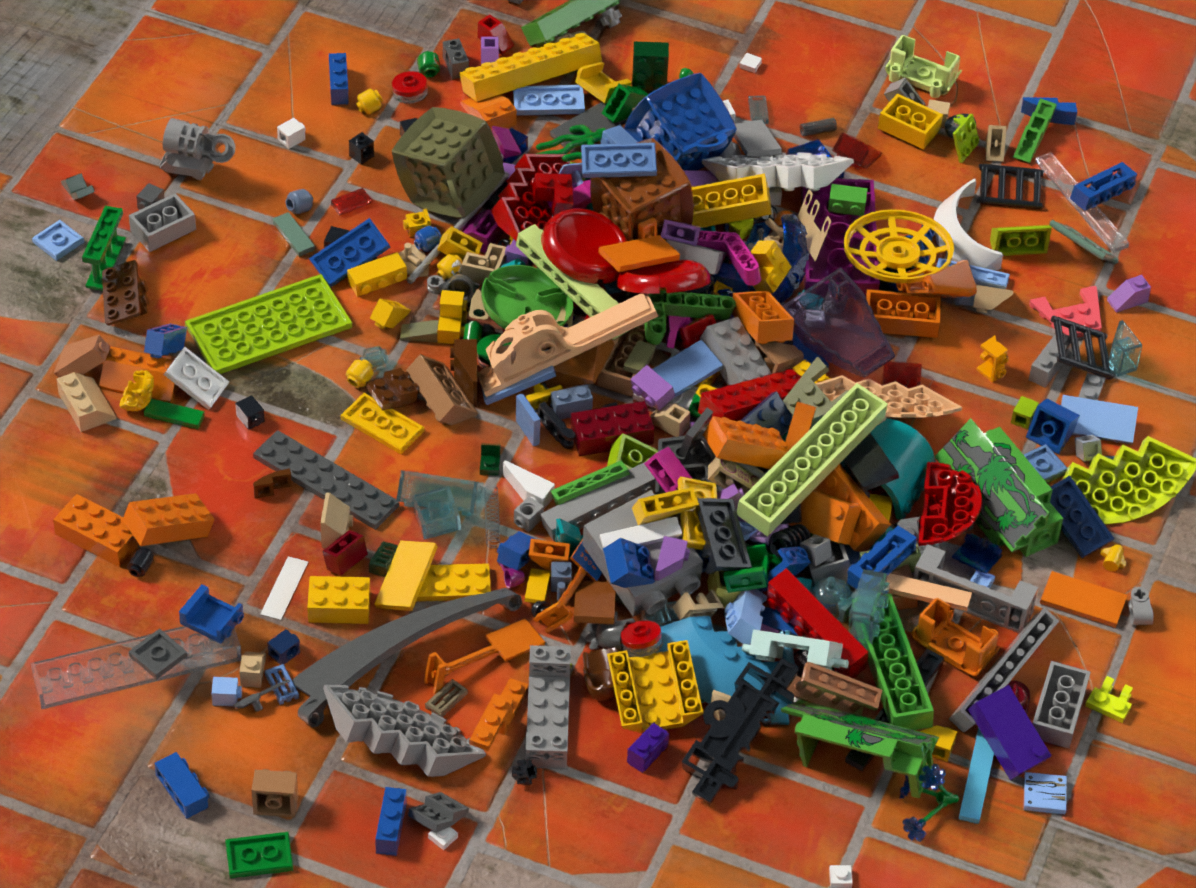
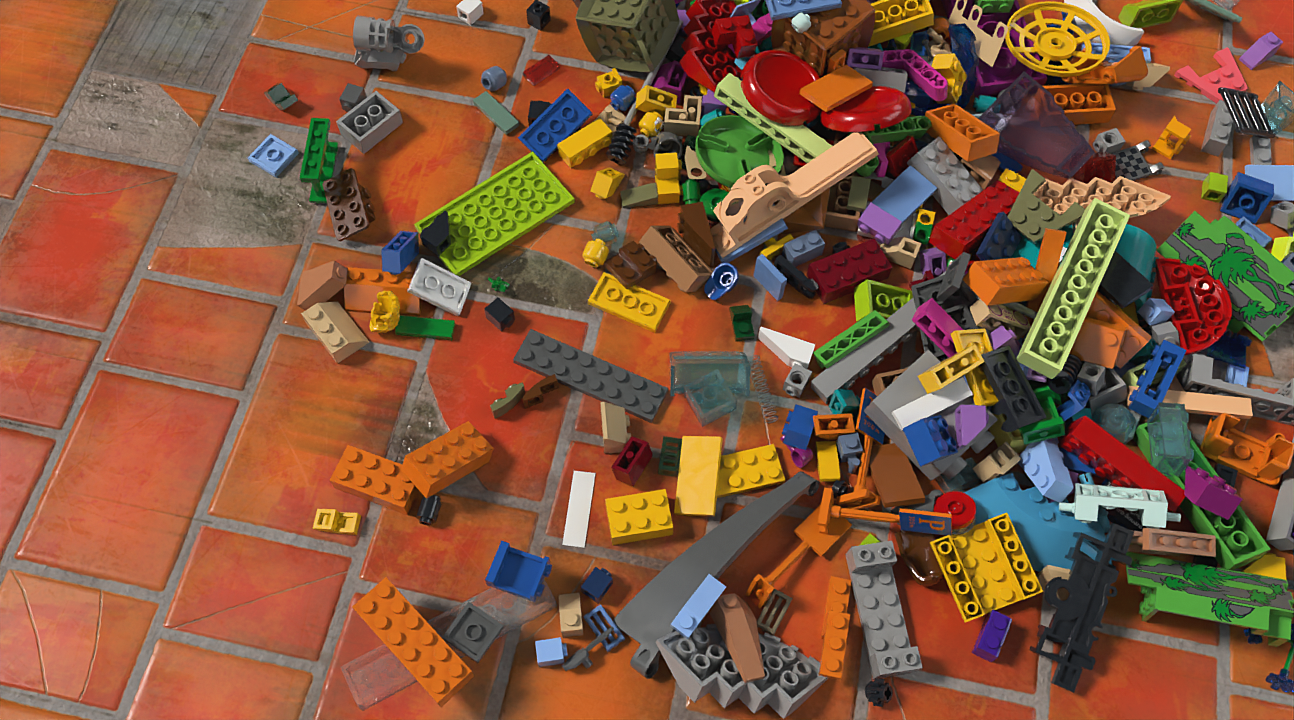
camera: 10 degrees left, 15 degrees up
(47, 559) = (337, 522): none -> yellow slope
(101, 650) = (413, 642): none -> orange brick
(205, 332) = (437, 235): none -> black slope
(238, 488) = (513, 396): none -> olive slope
(256, 387) = (498, 284): none -> green plant
(367, 665) = (697, 606): none -> light blue slope
(405, 698) = (740, 634): none -> nougat wedge
(413, 279) = (620, 143): none -> black piece
(481, 416) = (719, 283): none -> blue cap
(598, 634) = (909, 519): none -> orange piece
(612, 183) = (801, 22): none -> light aqua piece
(888, 653) = (1210, 492): none -> magenta slope
(908, 506) = (1156, 311): none -> light blue brick
(927, 354) = (1109, 141): none -> light grey brick
(947, 378) = (1132, 164): none -> dark grey flag

